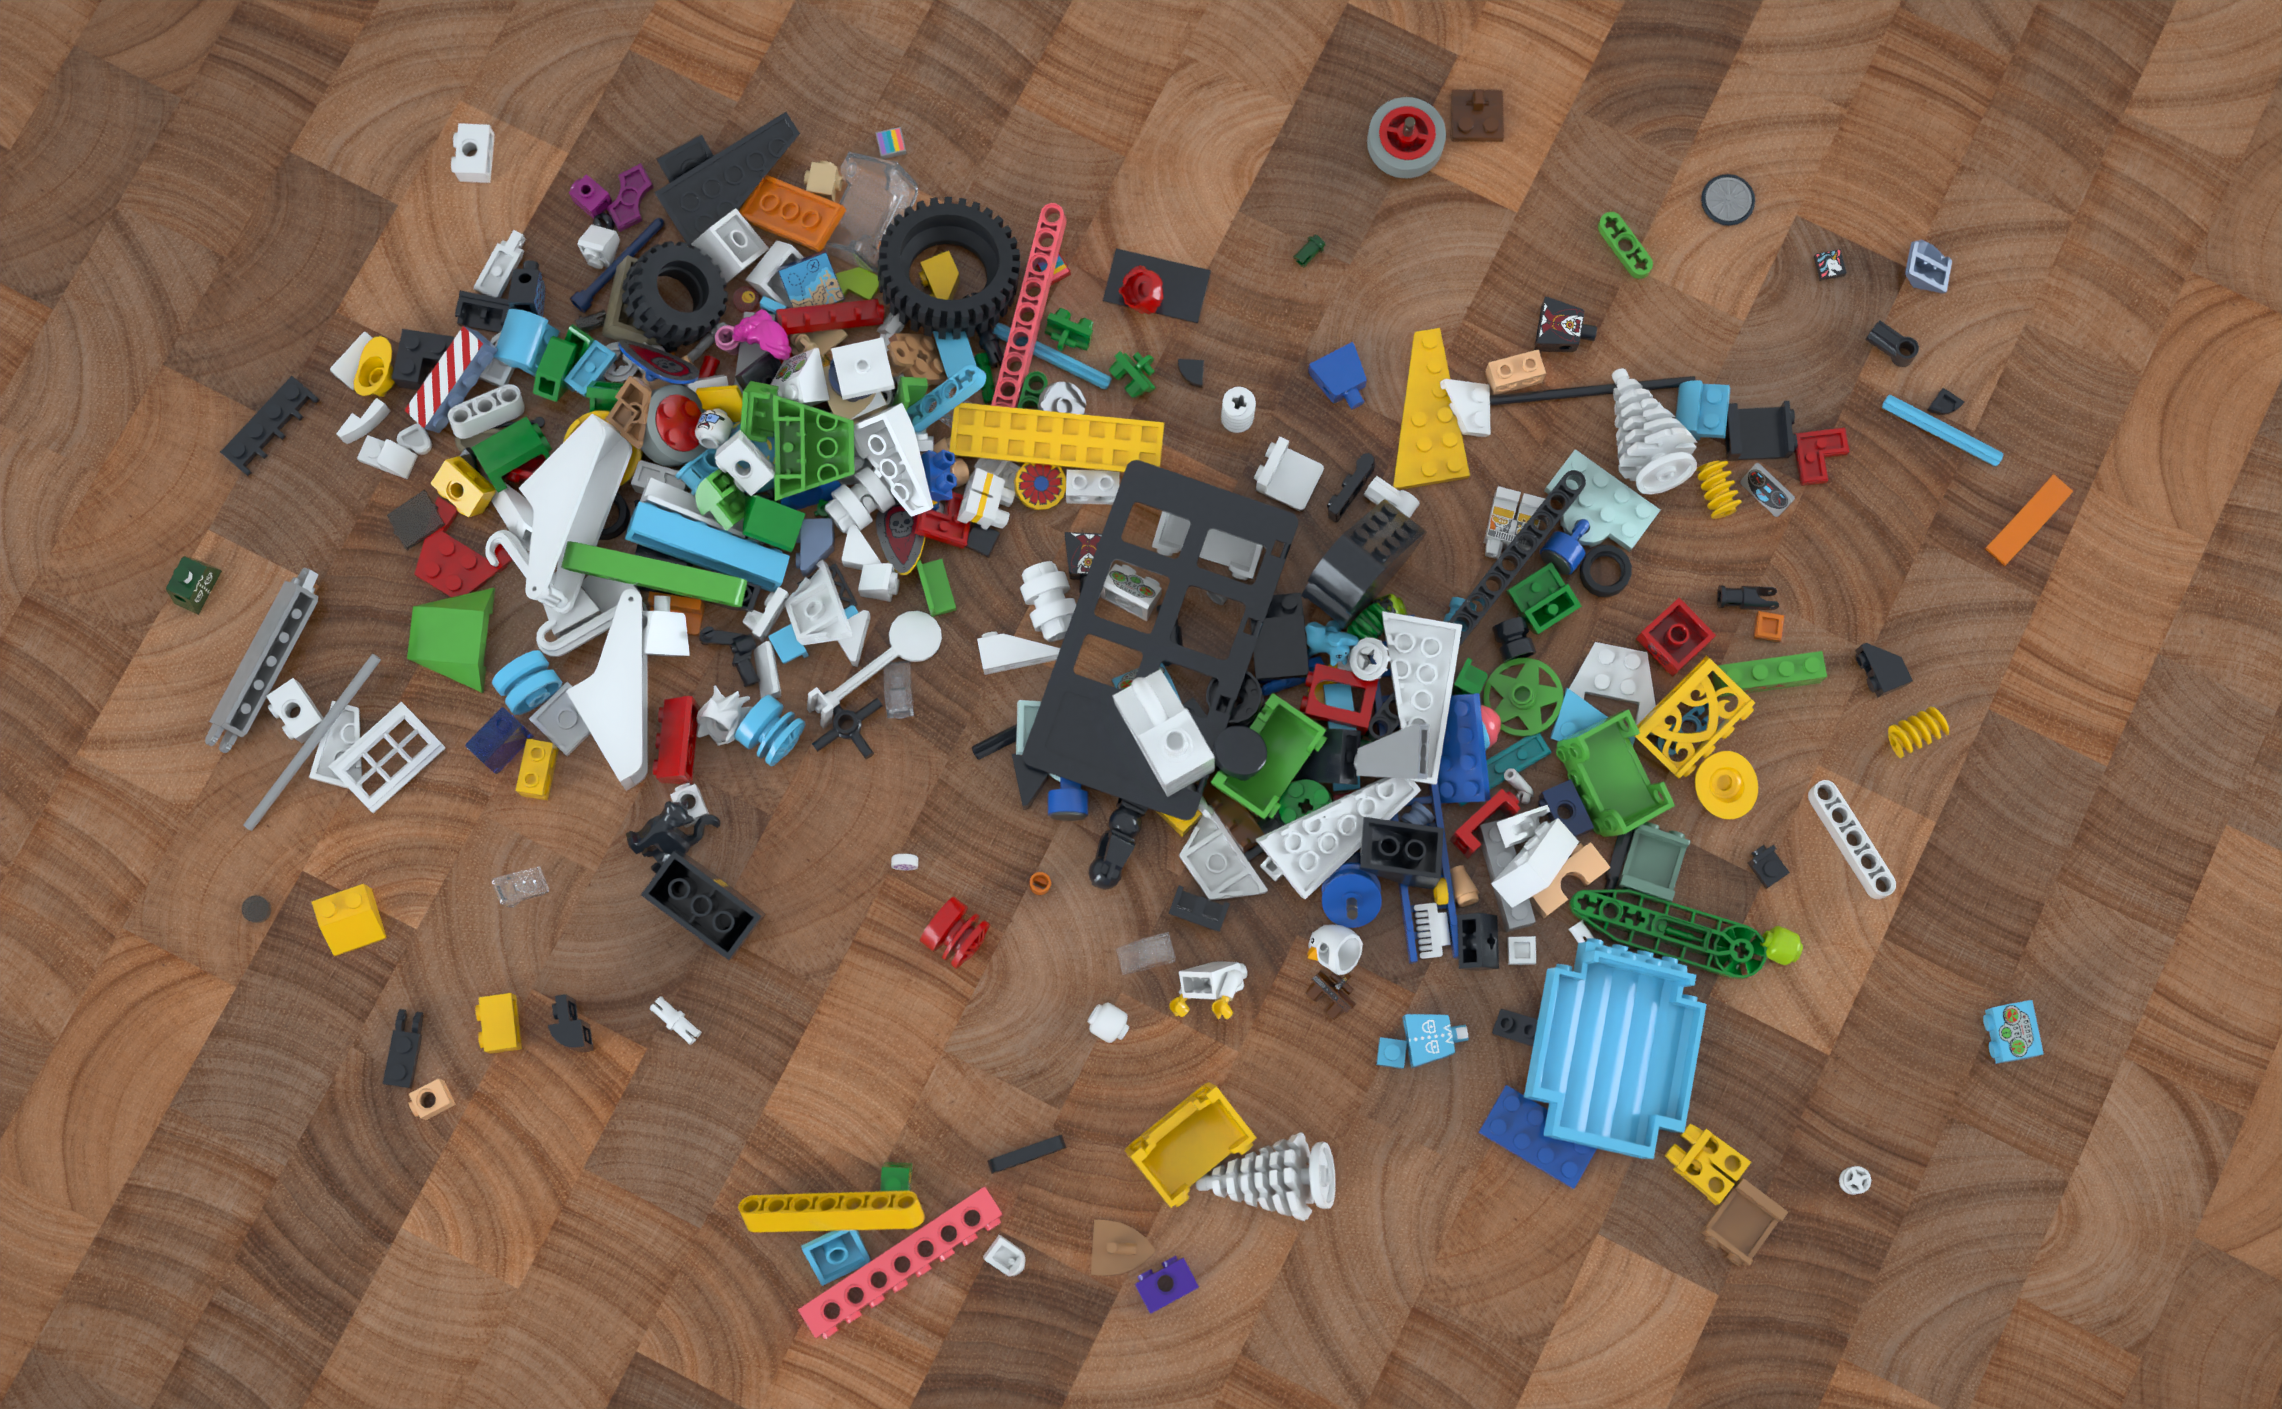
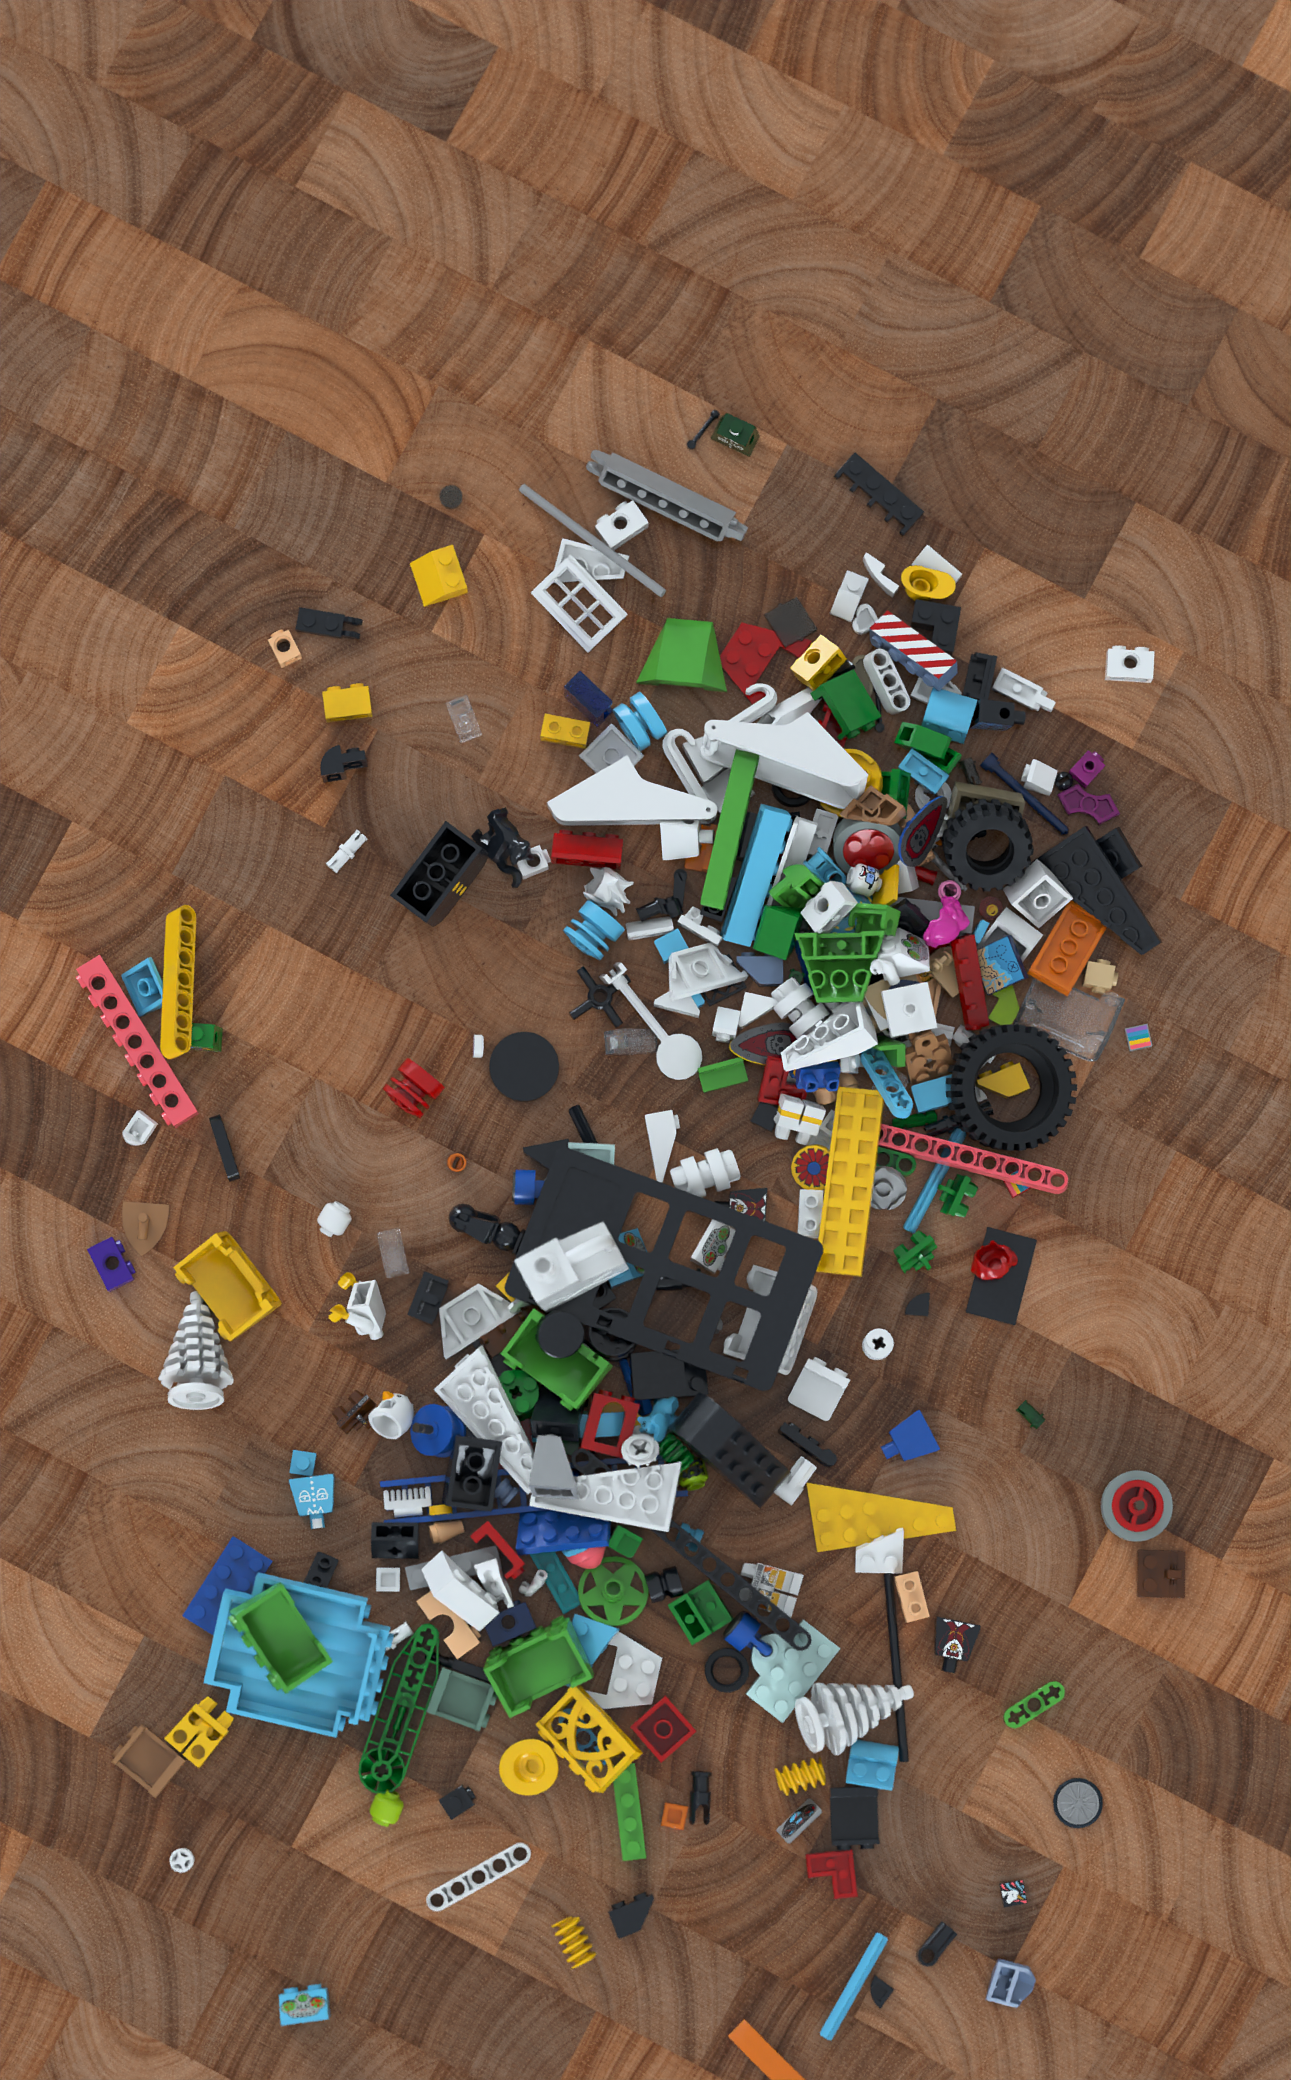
camera: 90 degrees right, 5 degrees up
(203, 635) = (691, 444): none -> black hinge
(815, 393) = (885, 967): none -> white arm
(928, 810) = (524, 1066): none -> black tile
(1603, 1066) = (279, 1638): none -> bright green windscreen

